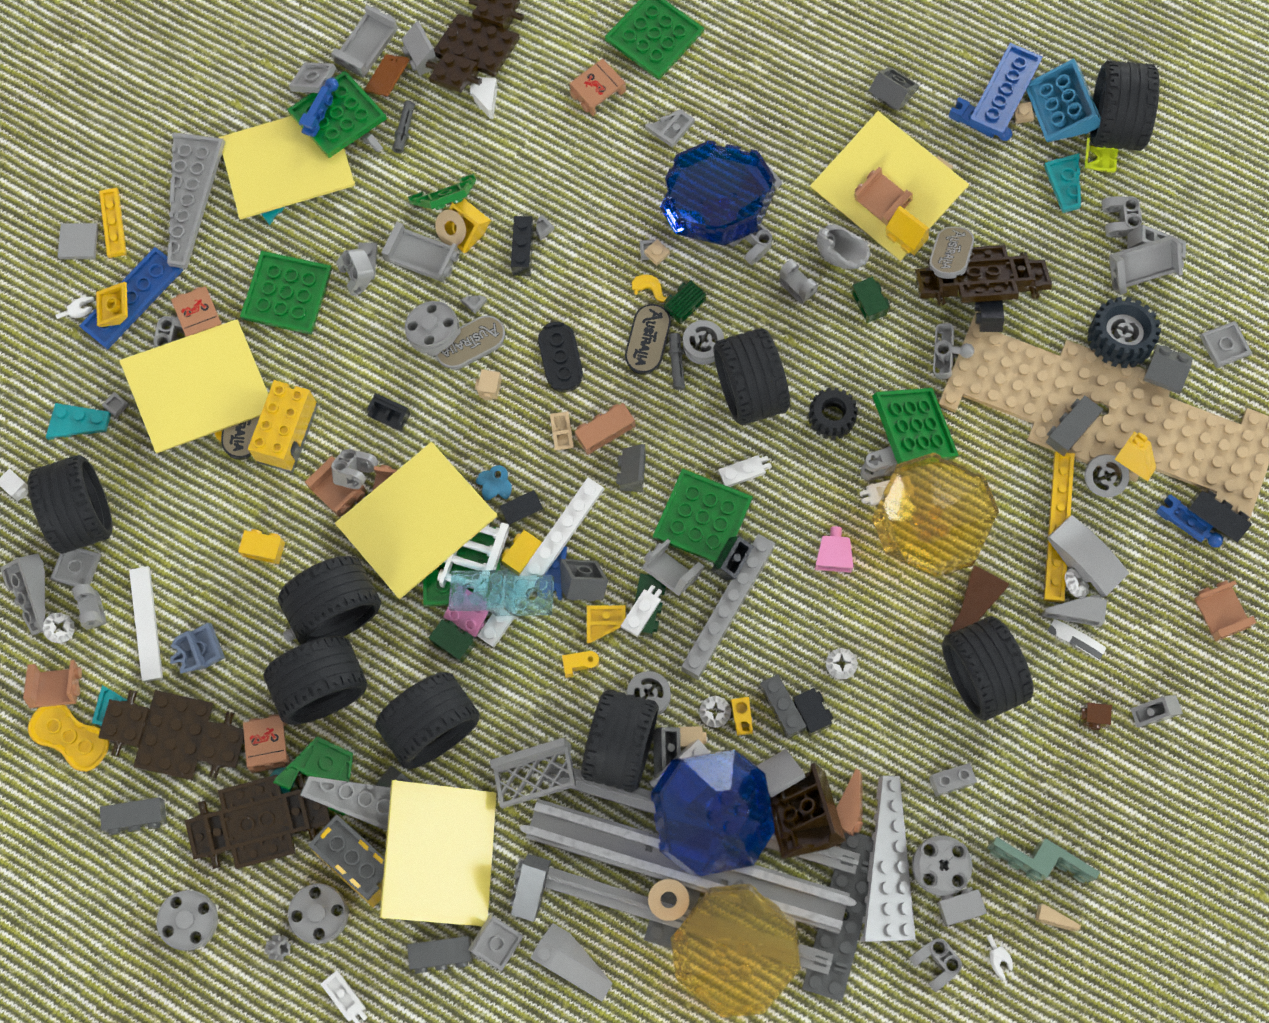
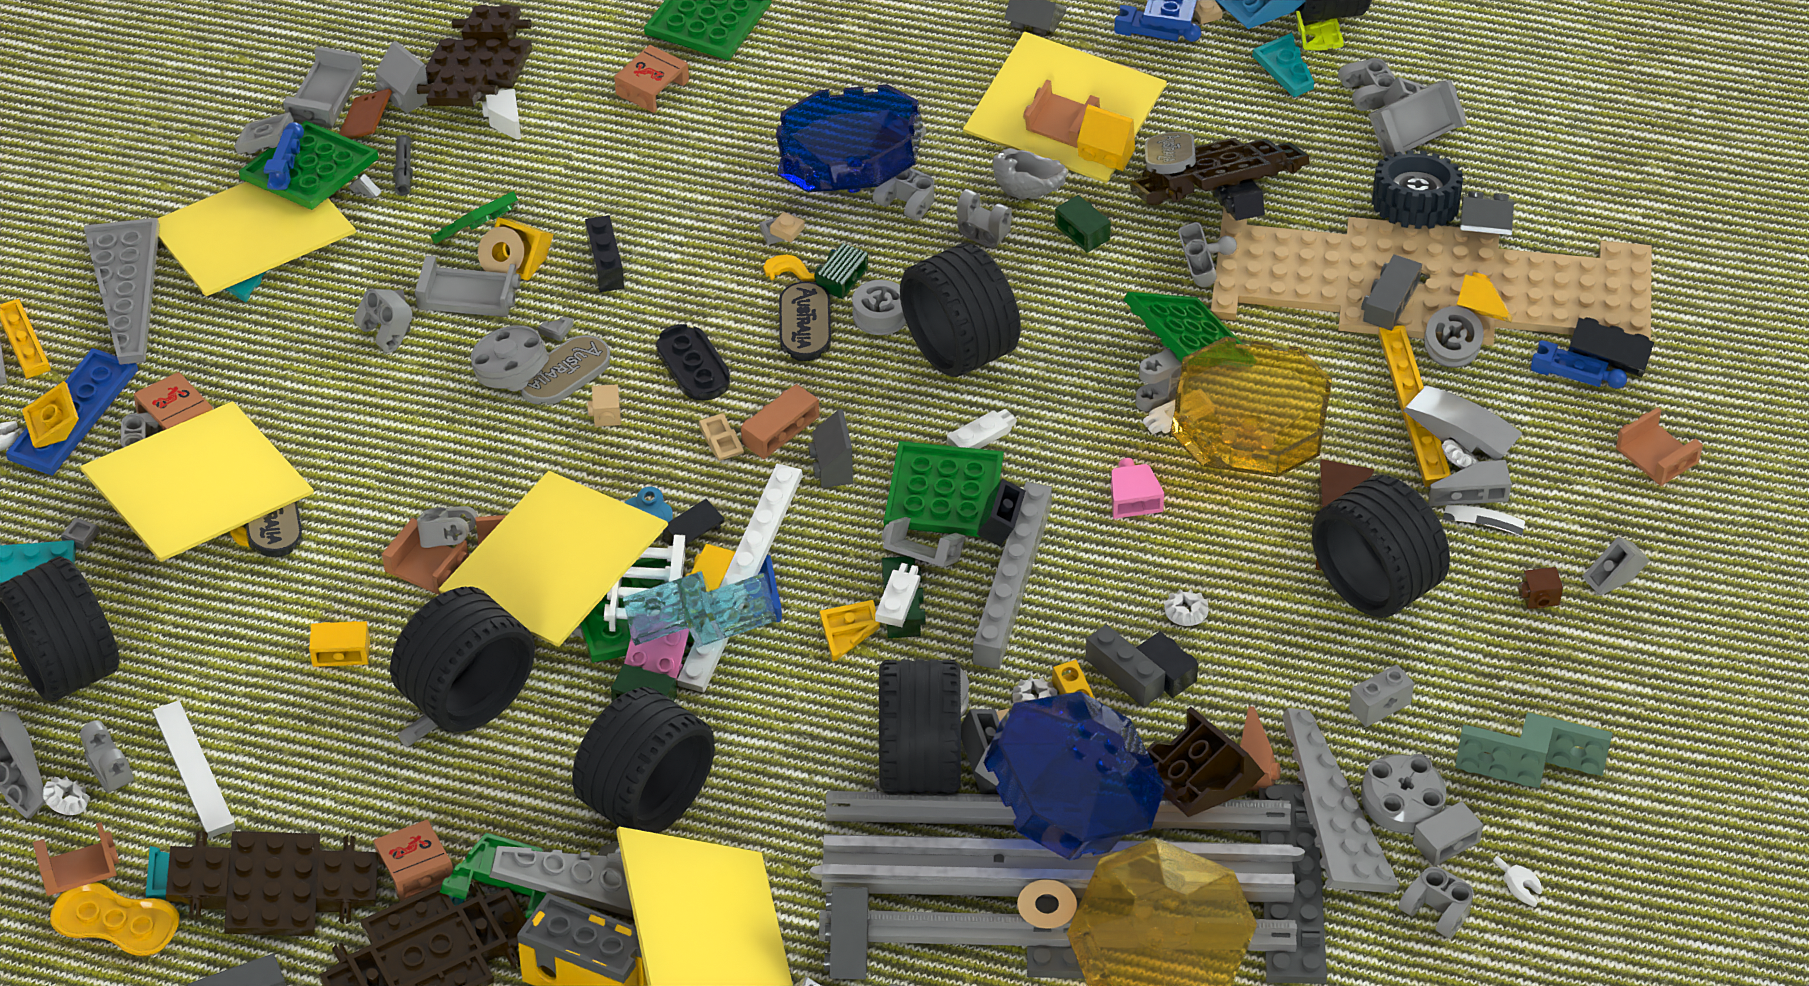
camera: 20 degrees left, 25 degrees down
(76, 567) = (64, 722): light grey tile -> none
(197, 649) = (278, 778): sand blue plate -> none
(283, 426) = (334, 498): yellow piece -> none
(286, 292) = (292, 364): green plate -> none
(315, 680) = (469, 751): black tyre -> none
(388, 412) = (475, 462): black hinge -> none
(533, 756) = (799, 790): light grey fence -> none
(543, 227) = (626, 234): light grey tile -> none
(579, 661) = (830, 678): yellow leg -> none
(582, 580) = (806, 583): dark grey slope -> none
(671, 127) = (761, 102): light grey wing -> none
(676, 361) = (848, 326): dark grey pin -> none
(781, 772) = (1157, 731): light grey tile -> none
(835, 399) = (1078, 344): black tyre -> none
(1052, 917) = (1577, 818): tan slope -> none
(1225, 344) = (1548, 186): light grey tile -> none

